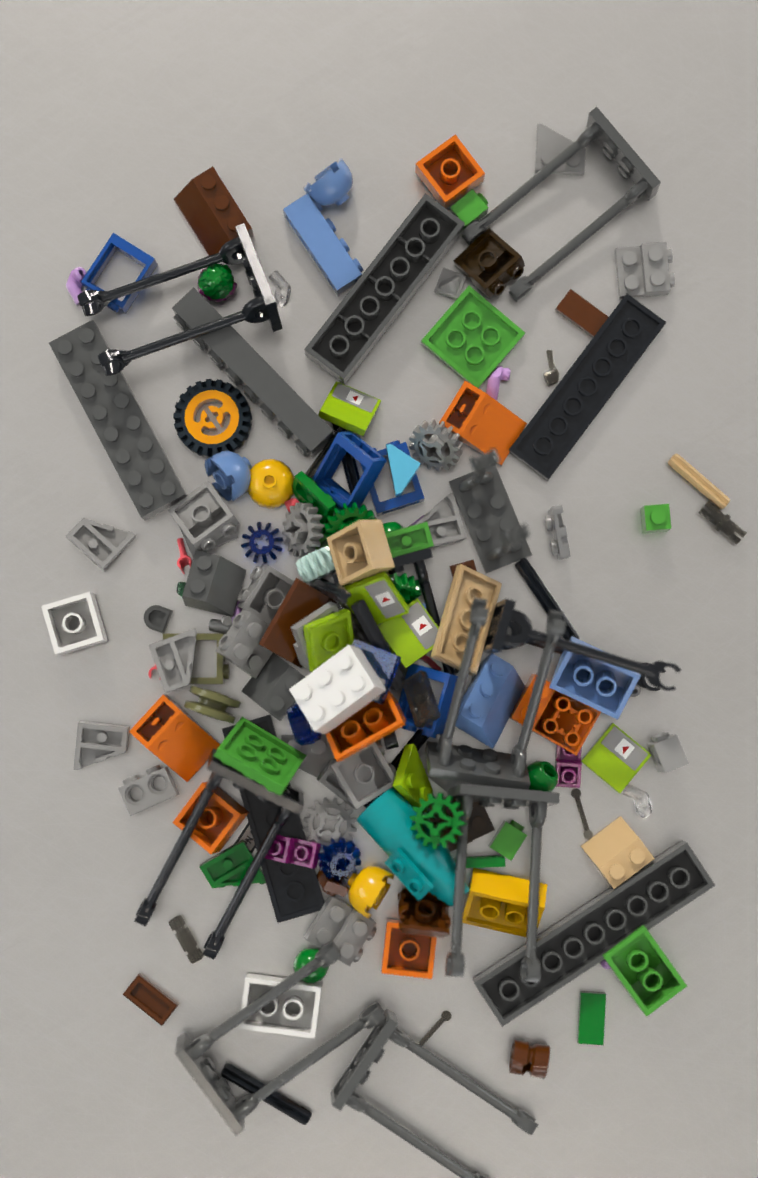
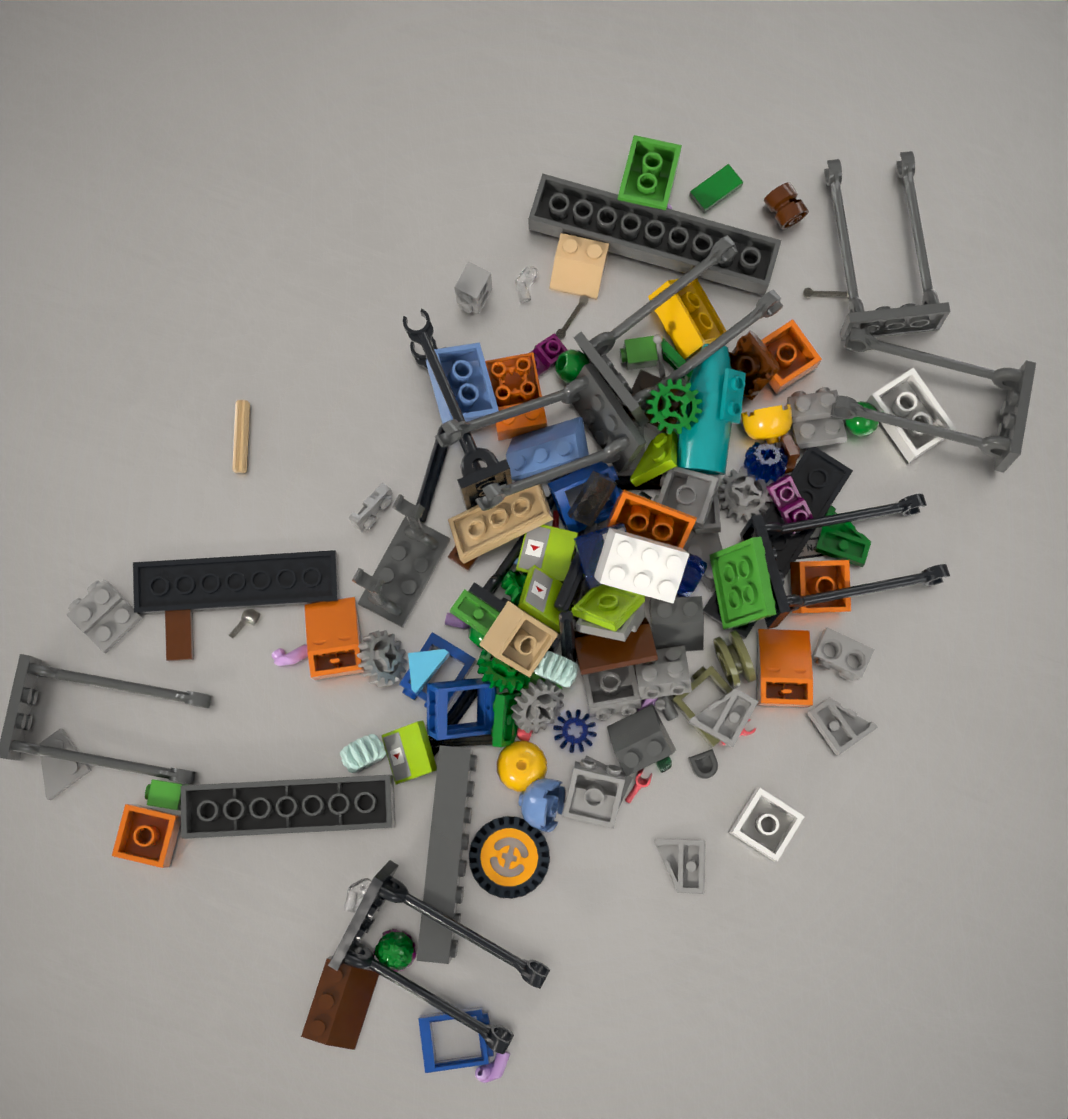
camera: 130 degrees left, 5 degrees down
(118, 422) = (575, 933): dark grey brick -> none
(150, 999) = (993, 518): reddish brown tile -> none
(186, 939) = (926, 529): clear smoke axle -> none
(276, 1099) = (985, 385): black axle -> none
(322, 243) = (291, 890): medium blue brick -> none
(331, 184) = (236, 925): medium blue cylinder -> none
(377, 374) = (362, 753): none -> light aqua gear
(445, 522) = (436, 603): light grey wing -> none
(450, 283) = (240, 760): light grey tile -> none
(473, 337) = (269, 704): bright green plate -> none
(490, 263) = (197, 740): dark brown plate -> none
(504, 859) = (658, 339): none -> light grey hinge
(616, 758) = (508, 326): lime tile -> none
(655, 518) = (298, 443): bright green brick -> none
(722, 522) = (259, 392): clear smoke pin -> none

